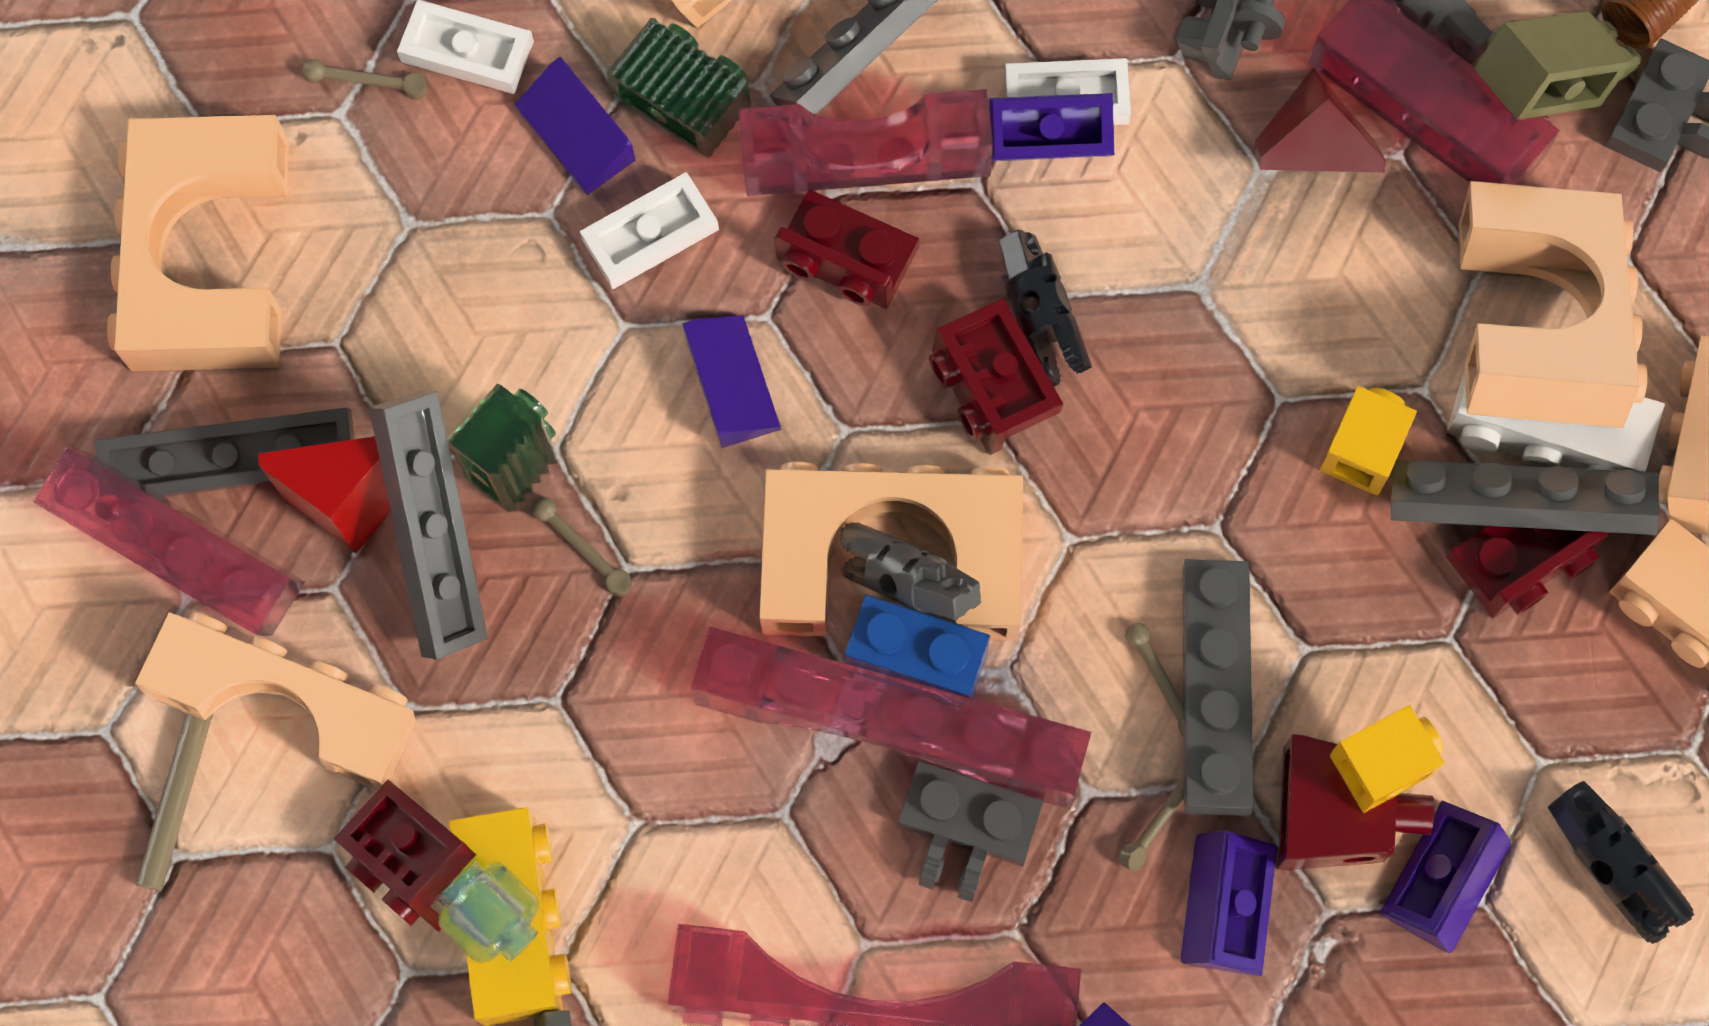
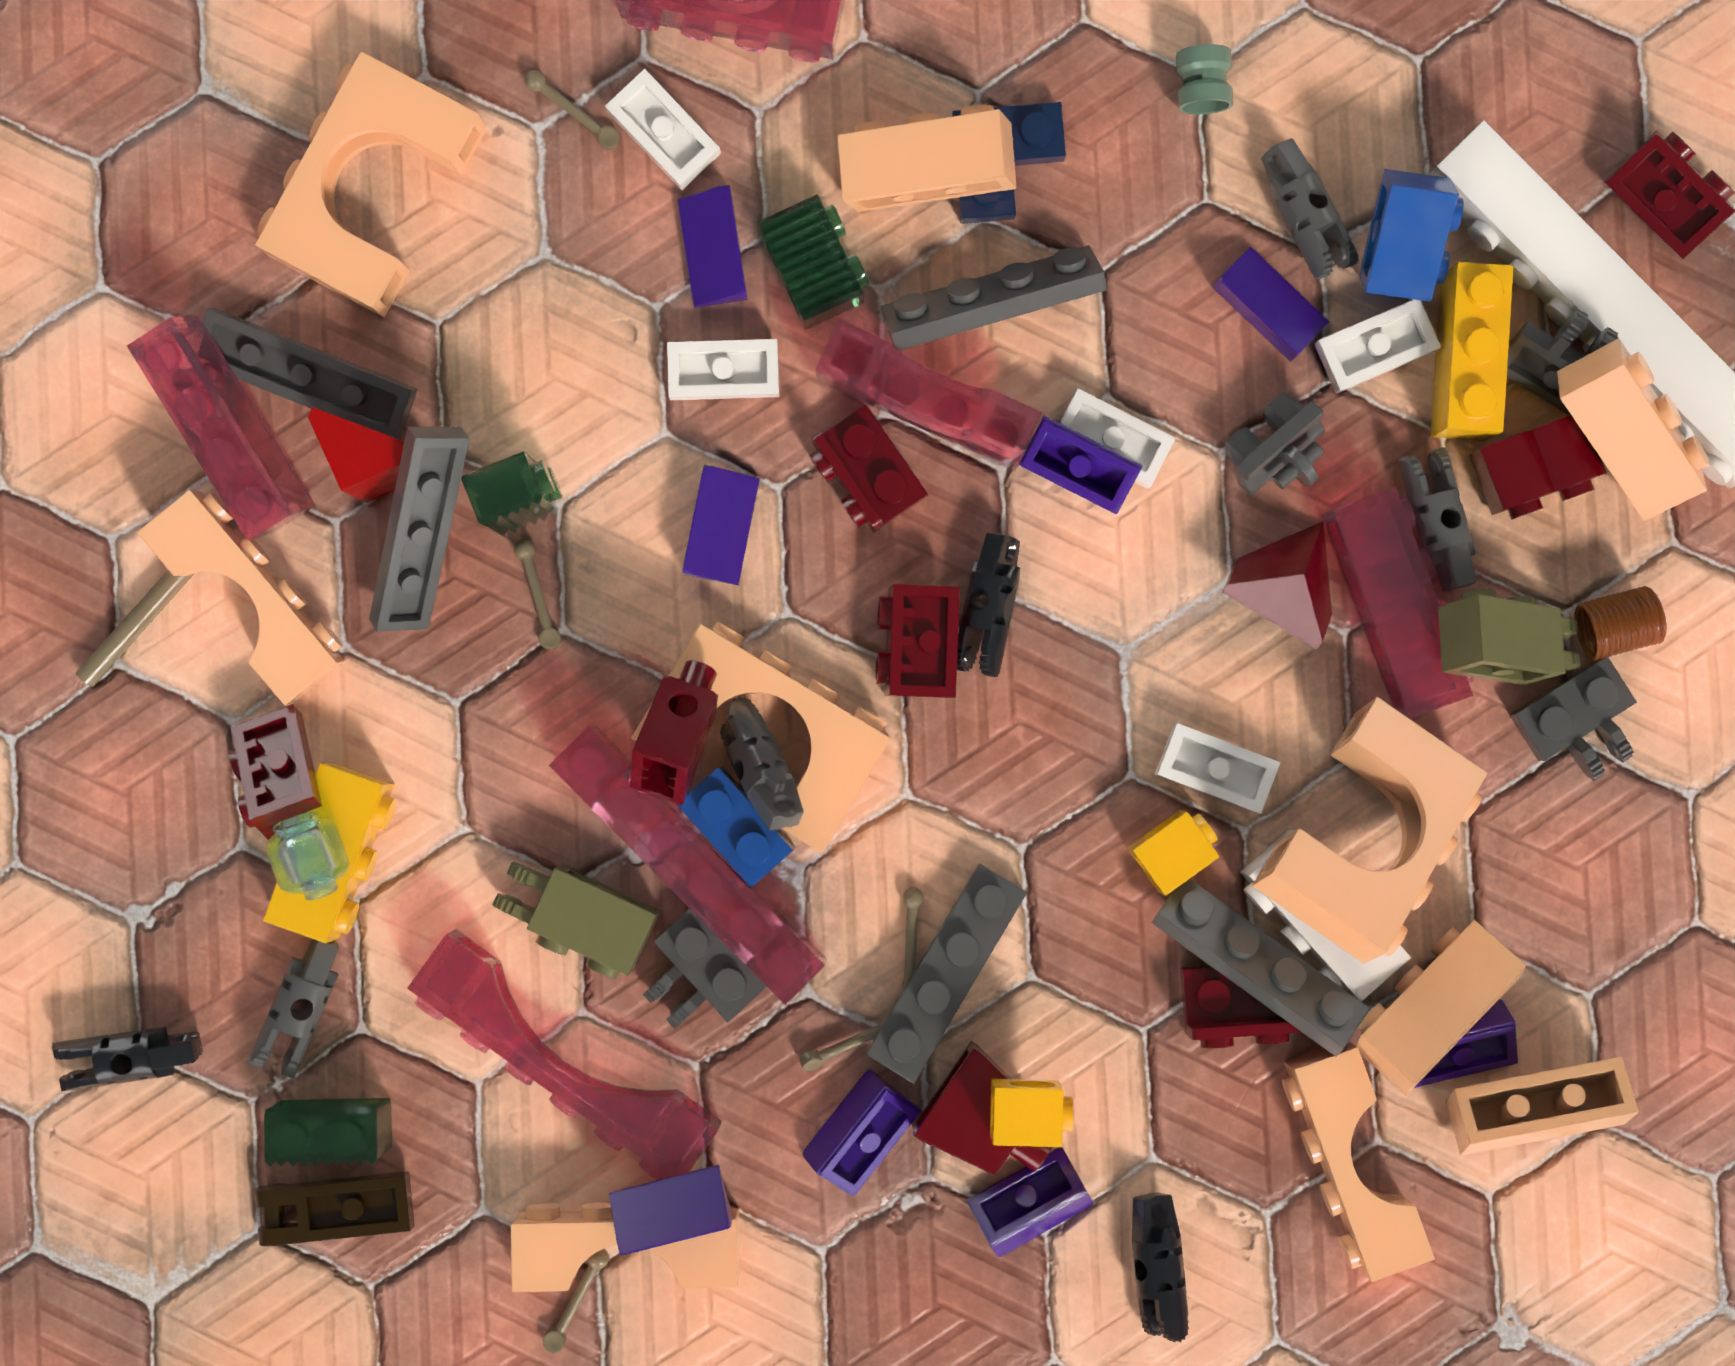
camera: 25 degrees right, 15 degrees up
(802, 556) = (675, 733): none -> dark red torso
(811, 836) = (583, 918): none -> olive hinge
(1360, 339) = (1217, 768): none -> white plate

